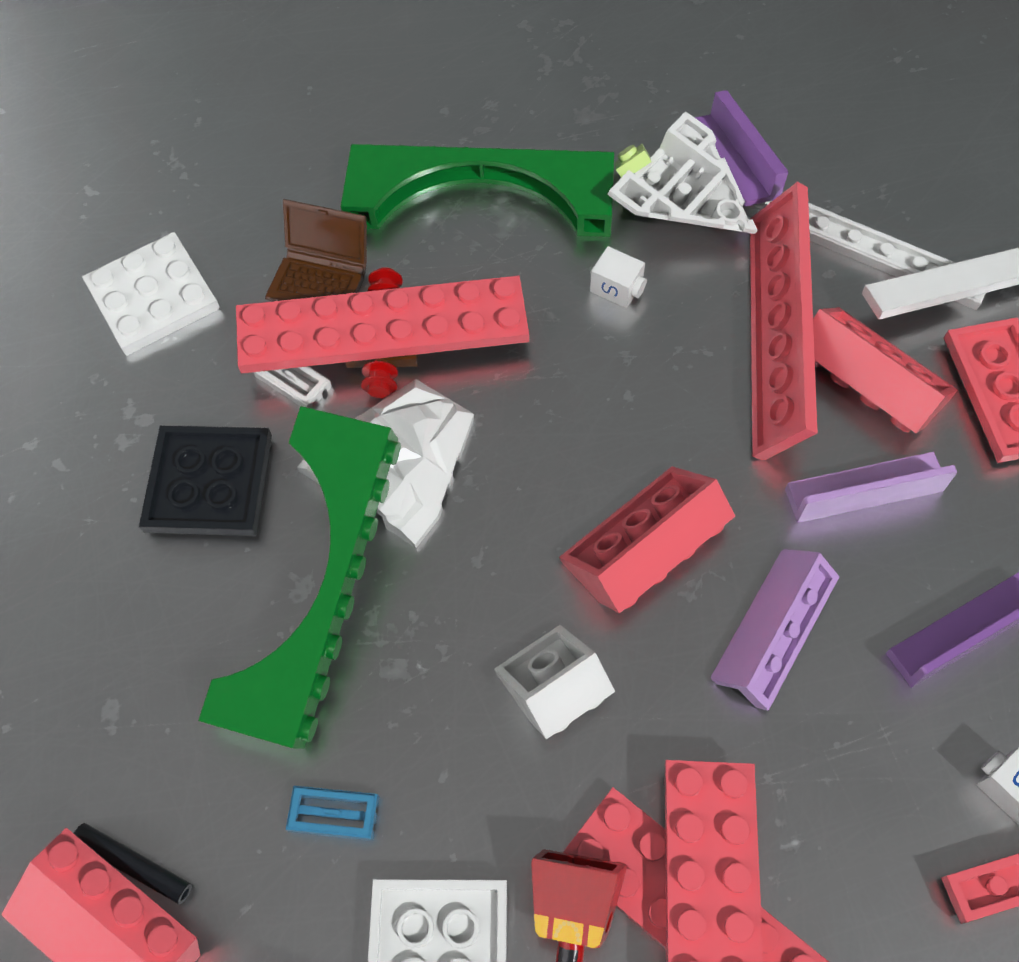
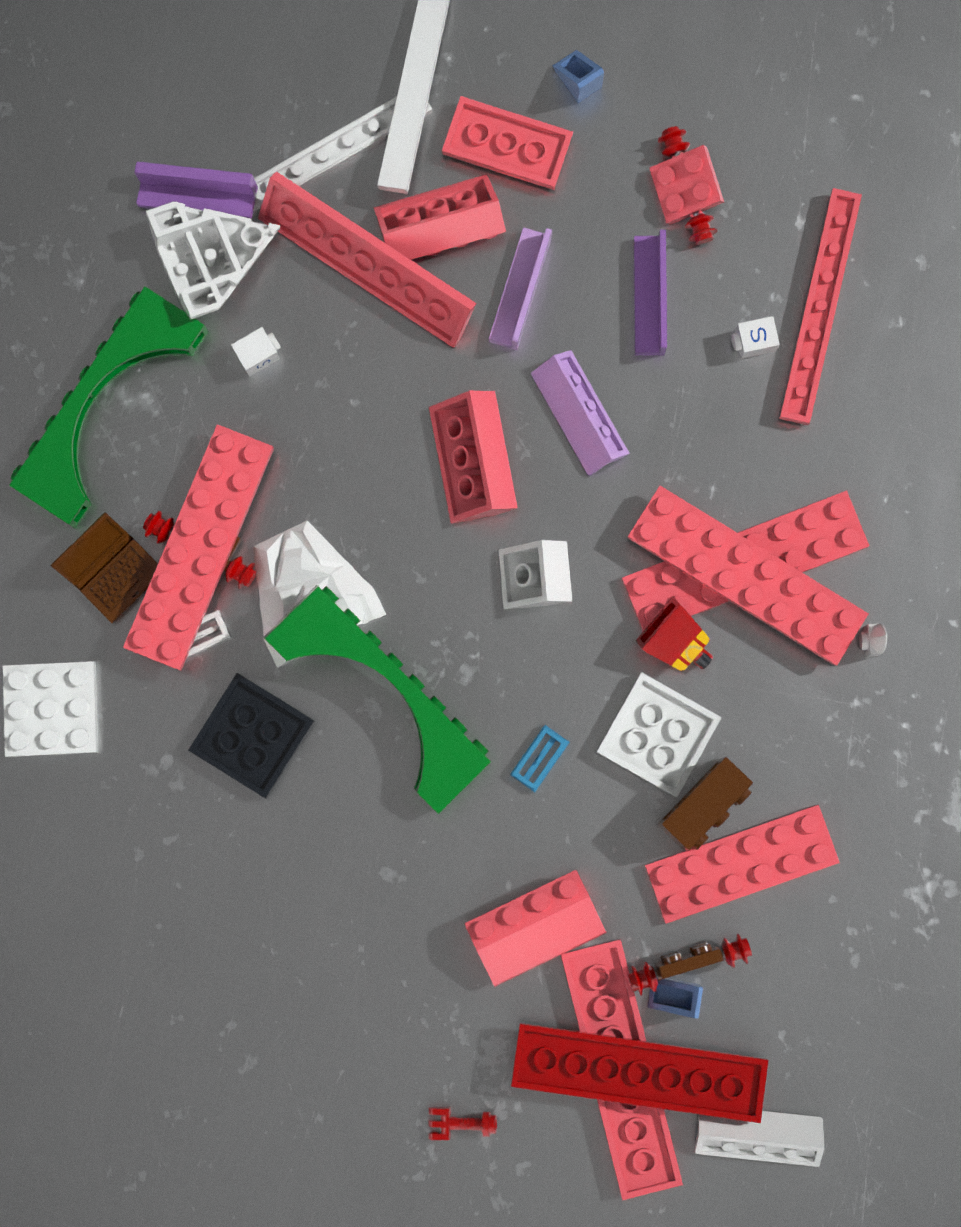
camera: 60 degrees left, 20 degrees up
(135, 864) = (504, 895): black piece -> none
(632, 159) = (157, 275): yellowish green plate -> none

